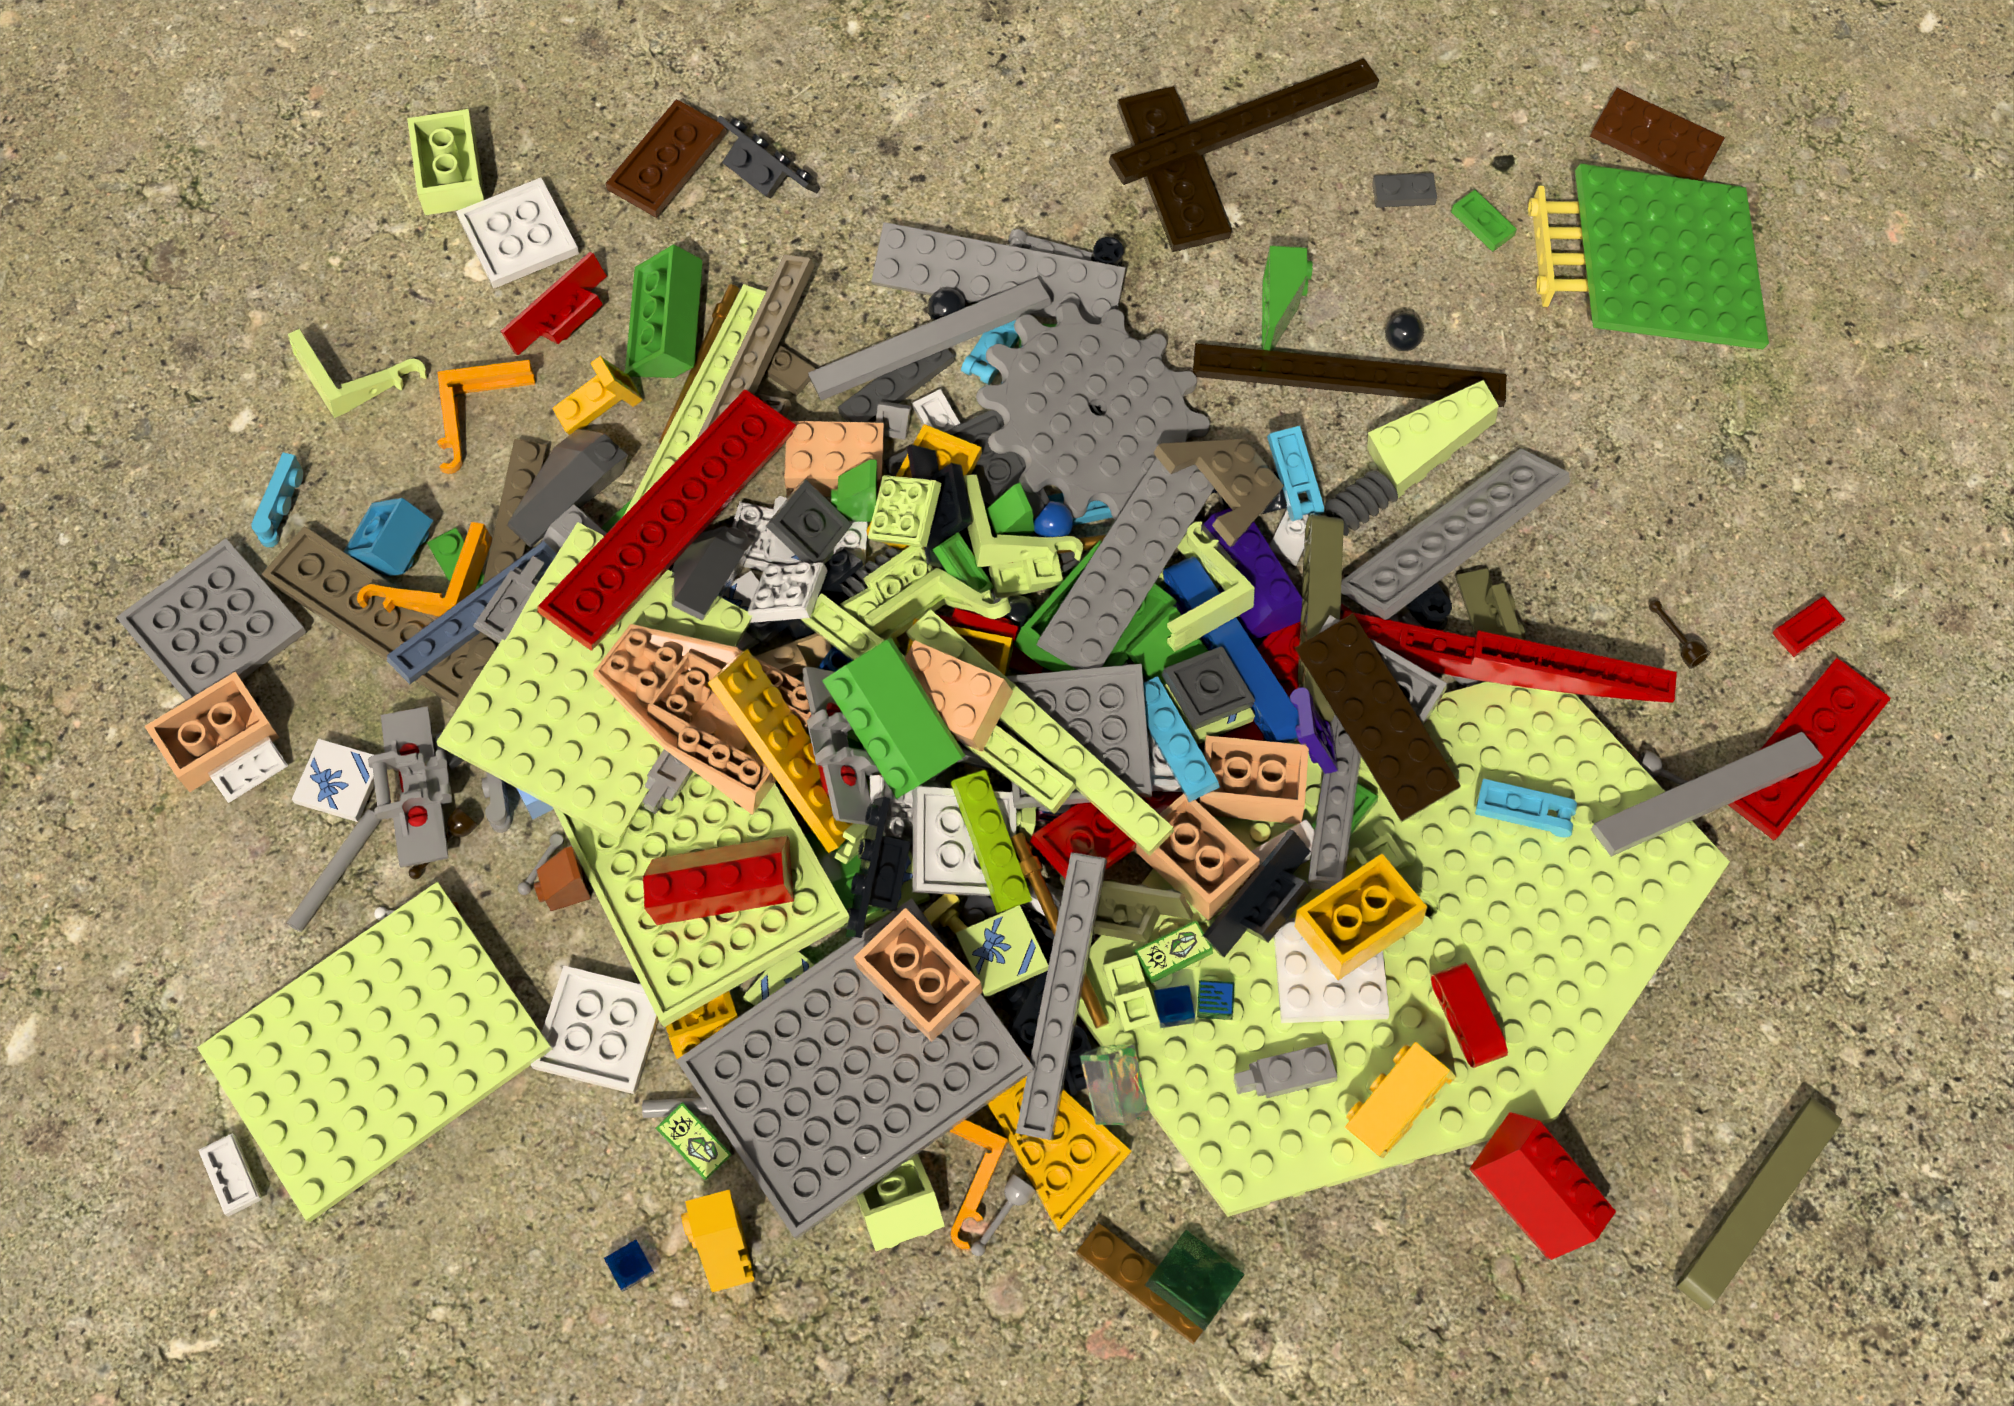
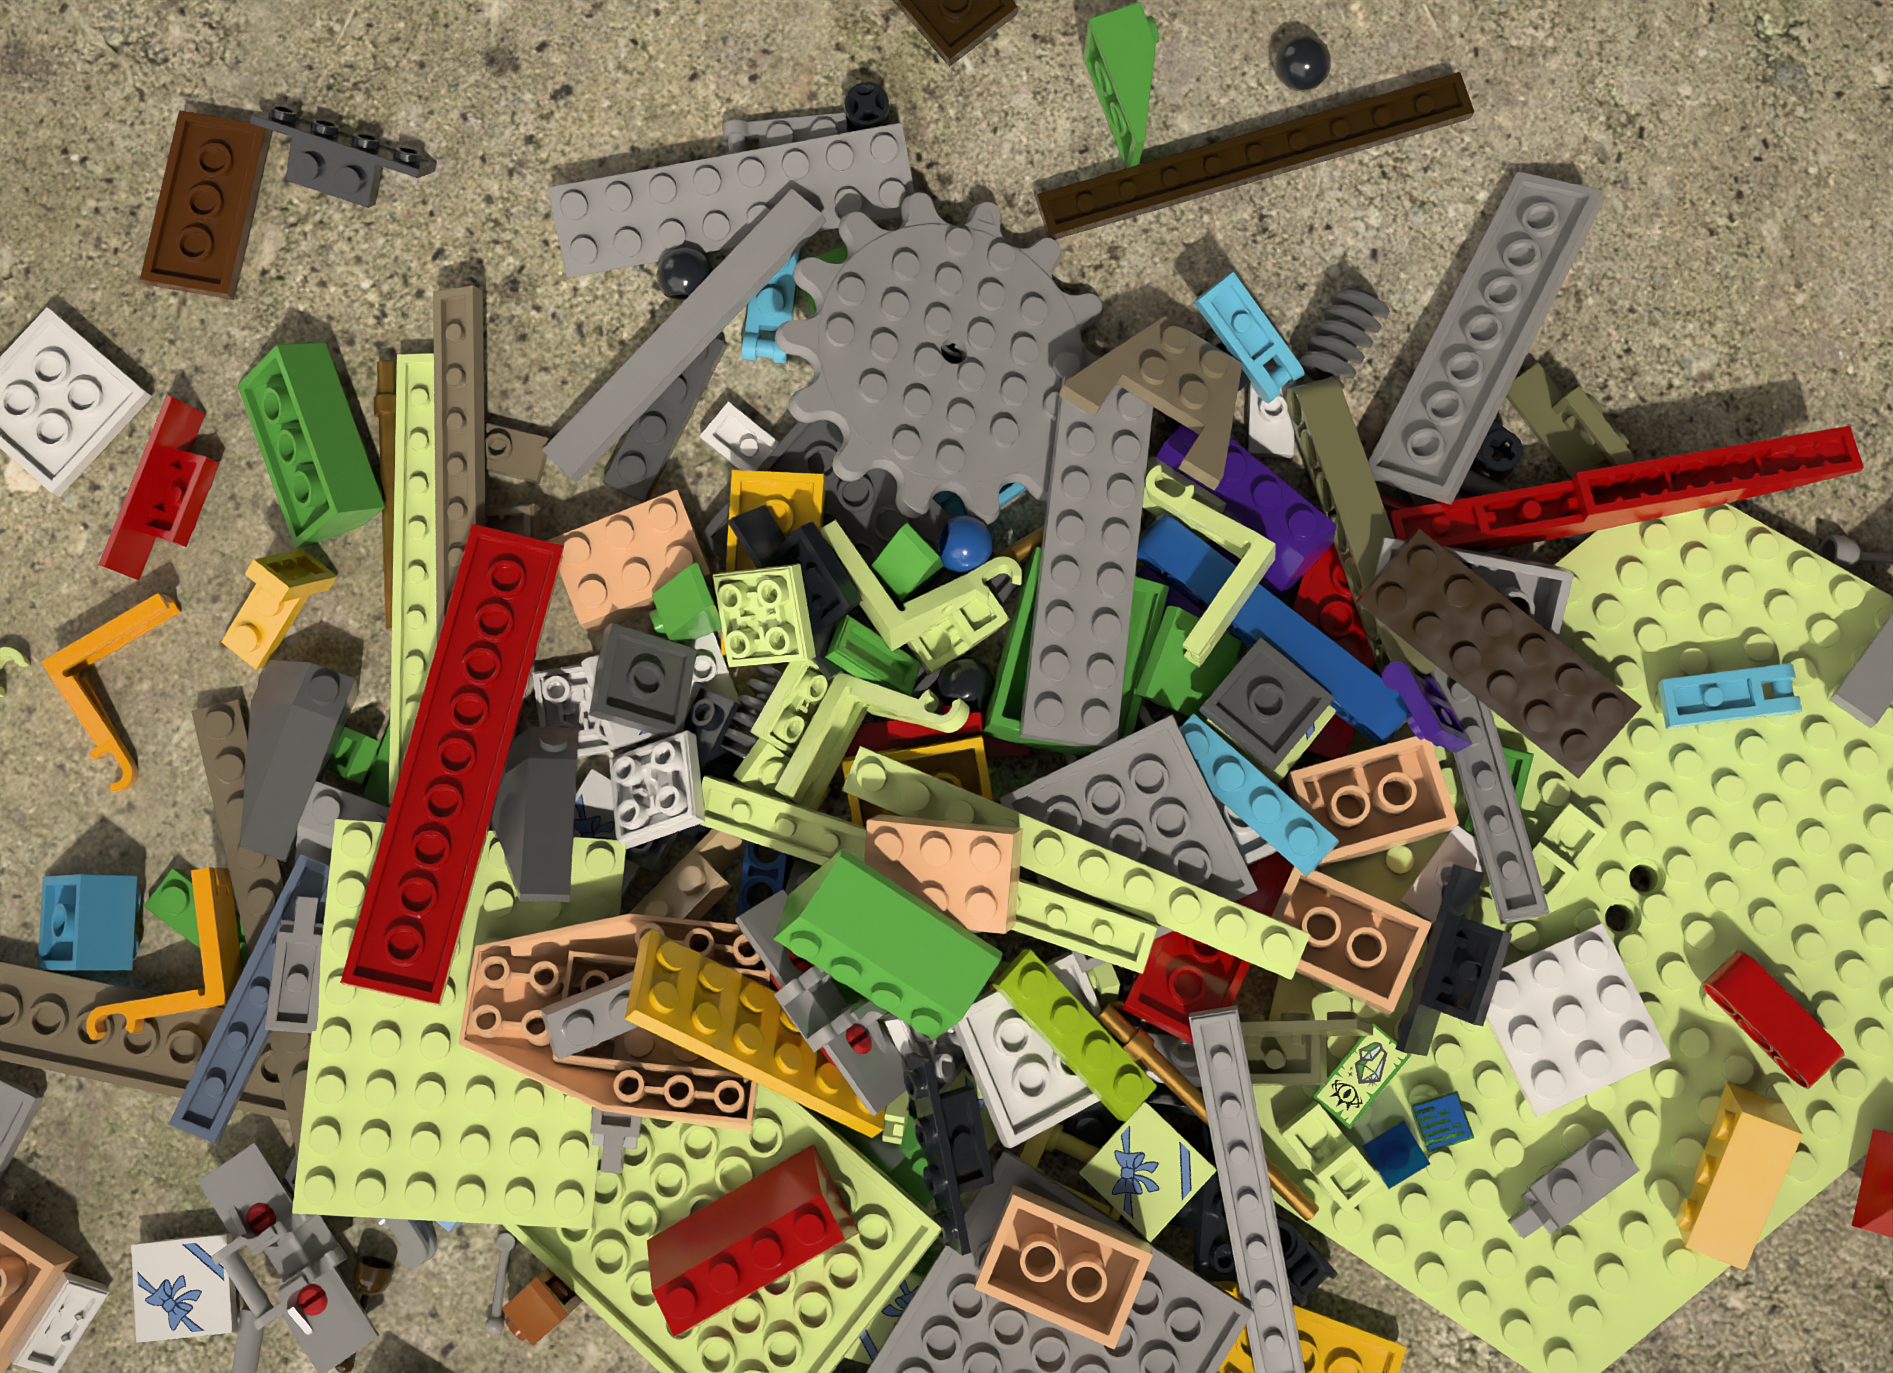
camera: 20 degrees left, 15 degrees up
(603, 505) = (353, 755): none -> bright green plate
(684, 690) = (588, 1017): none -> light grey plate
(894, 418) = (684, 470): light grey plate -> none
(1114, 1084) = (1359, 1283): clear brick -> none
(1360, 916) = (1595, 953): yellow brick -> none
(1429, 436) = (1388, 220): yellowish green wedge -> none
(1692, 651) = (1836, 372): dark brown hinge -> none

